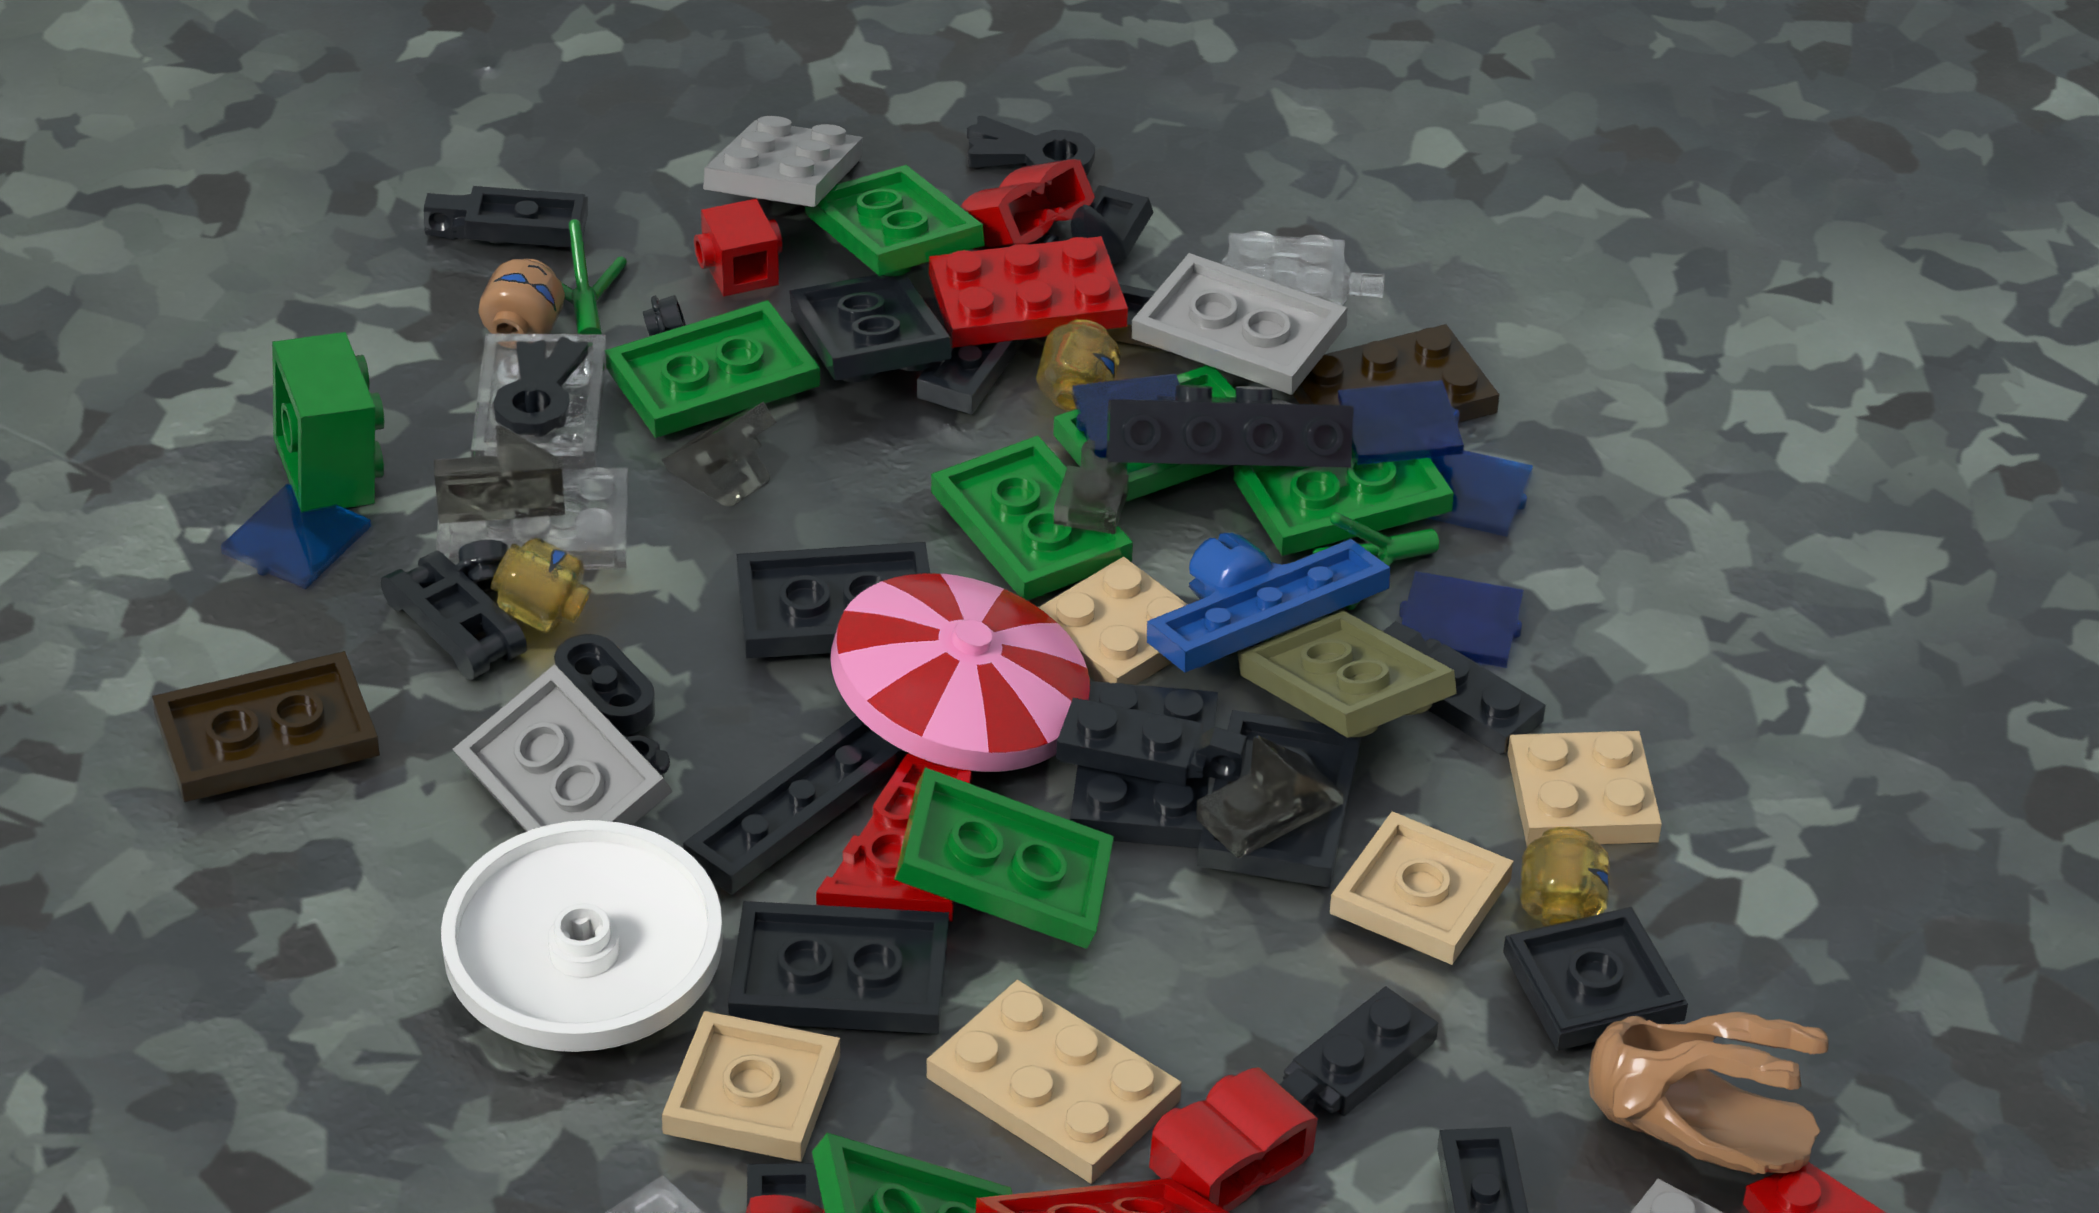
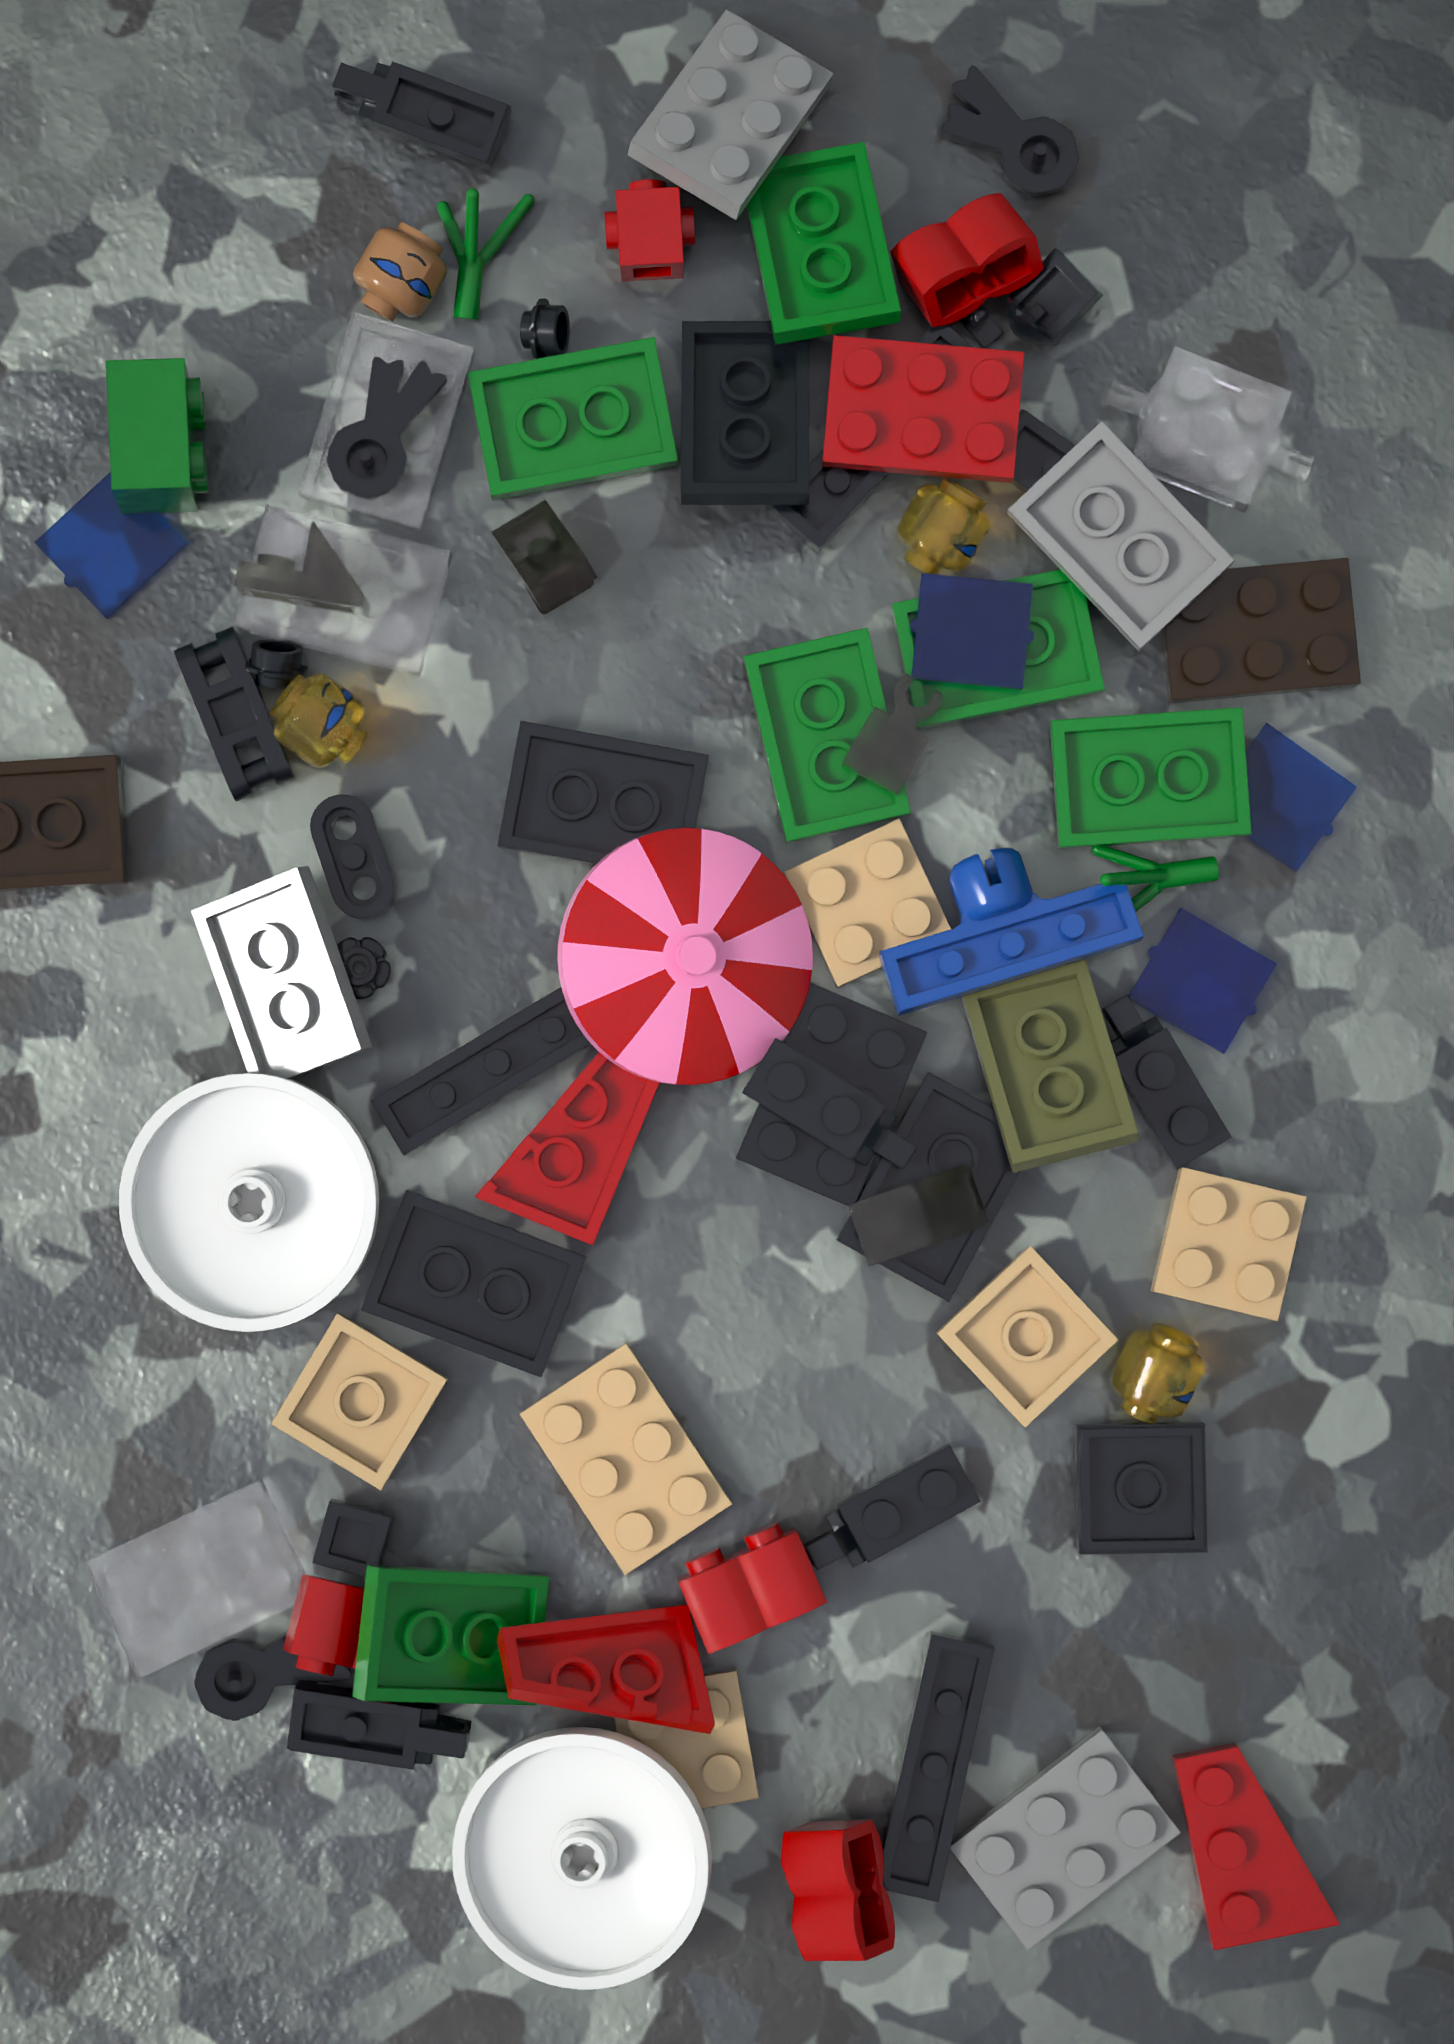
camera: 15 degrees right, 45 degrees up
(1005, 858) = (652, 1214): green plate -> none
(1229, 430) = (1047, 704): black bracket -> none
(1402, 422) = (1235, 720): clear blue piece -> none
(1661, 1085) = (1176, 1678): medium nougat hair -> none

